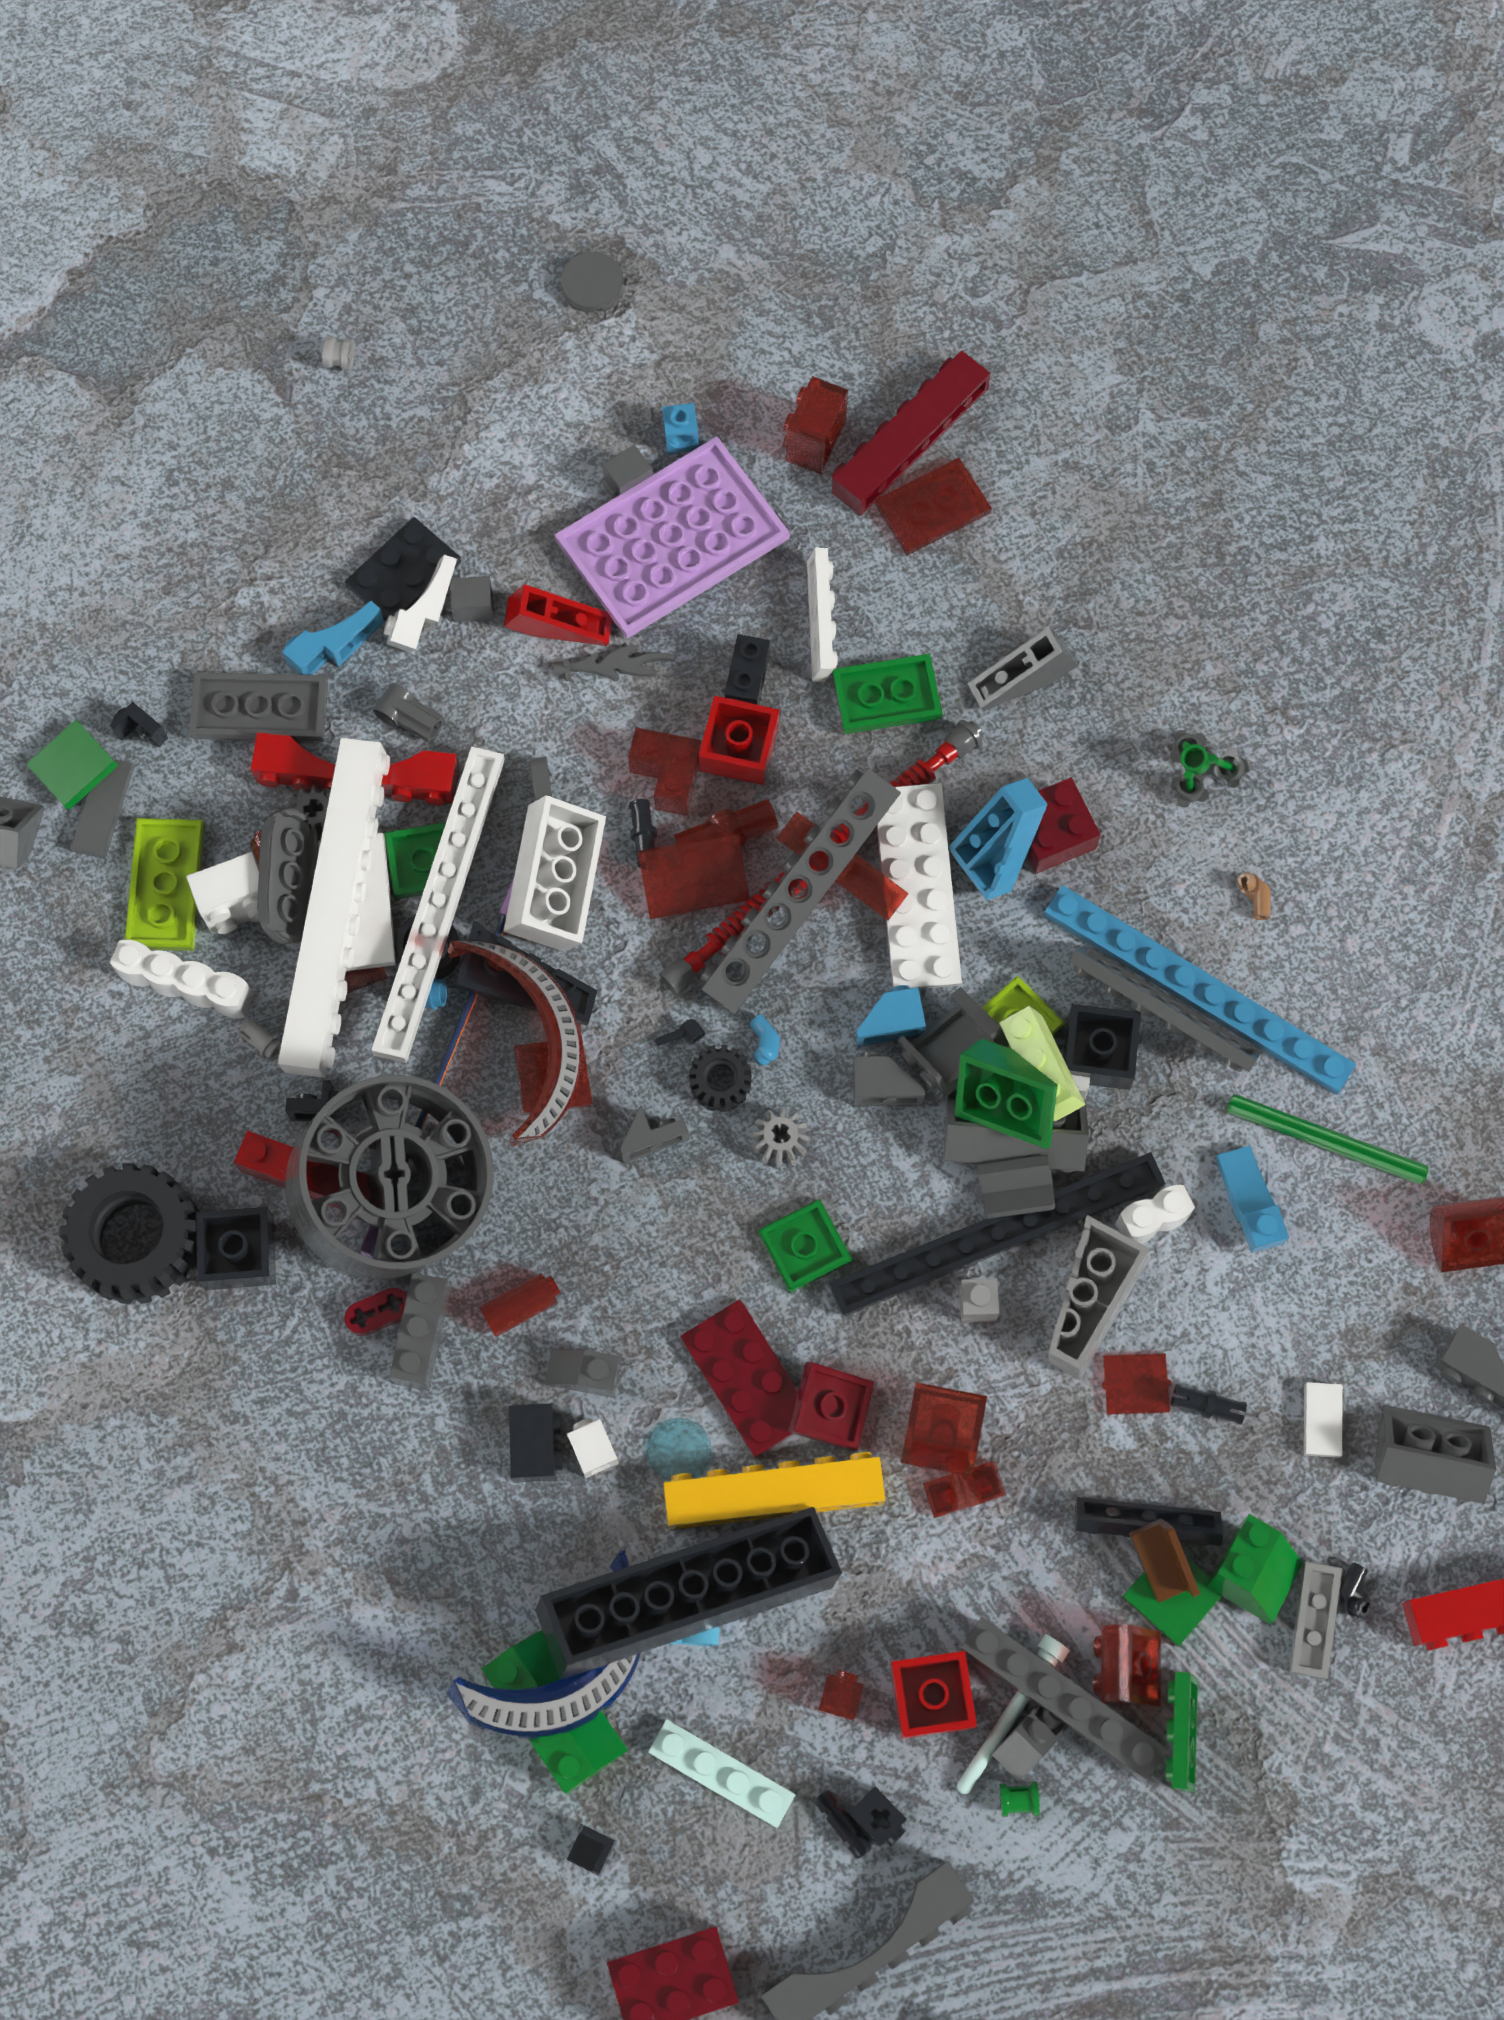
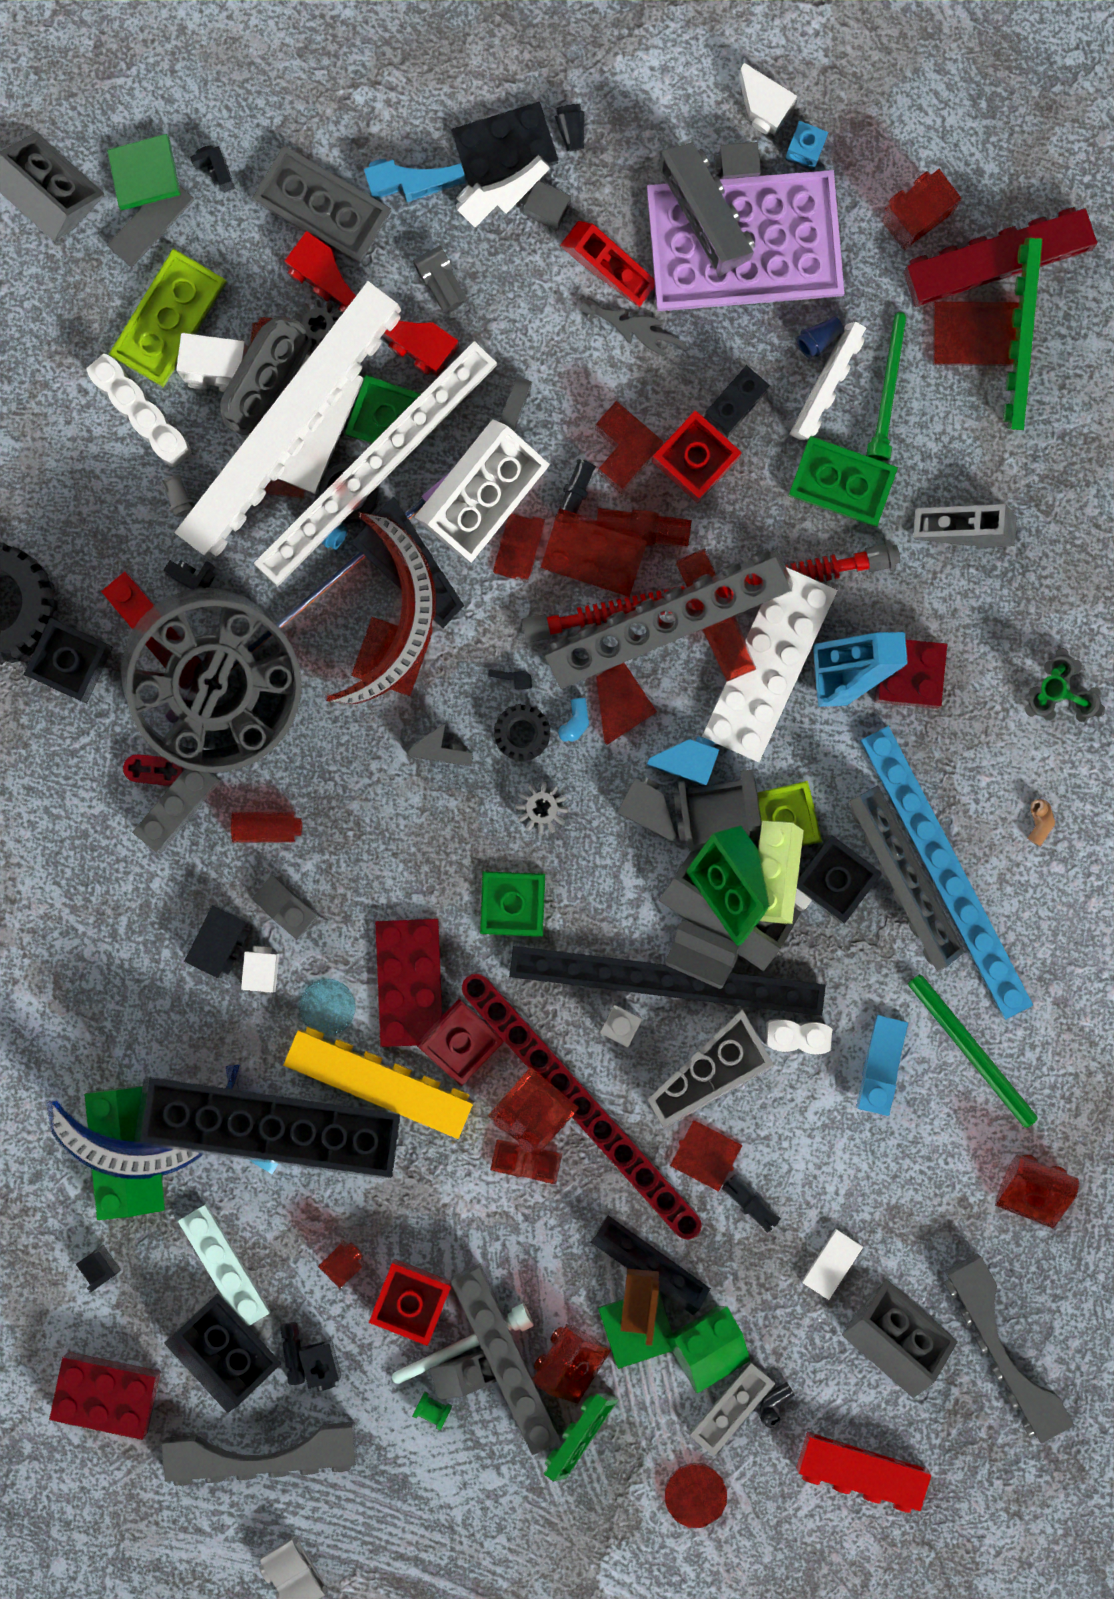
camera: 30 degrees right, 15 degrees up
(454, 520) = (571, 126): none -> black cone
(619, 410) = (765, 100): none -> white slope
(619, 521) = (705, 207): none -> dark grey slope
(619, 912) = (519, 547): none -> clear red panel
(771, 1864) = (222, 1353): none -> black slope
(787, 585) = (818, 337): none -> dark blue cone
(799, 1000) = (621, 702): none -> clear red wing
(901, 644) = (880, 446): none -> green piece
(967, 468) = (1023, 321): none -> green plate
(1004, 1397) = (595, 1114): none -> dark red beam
(1333, 1733) = (695, 1495): none -> clear red tile

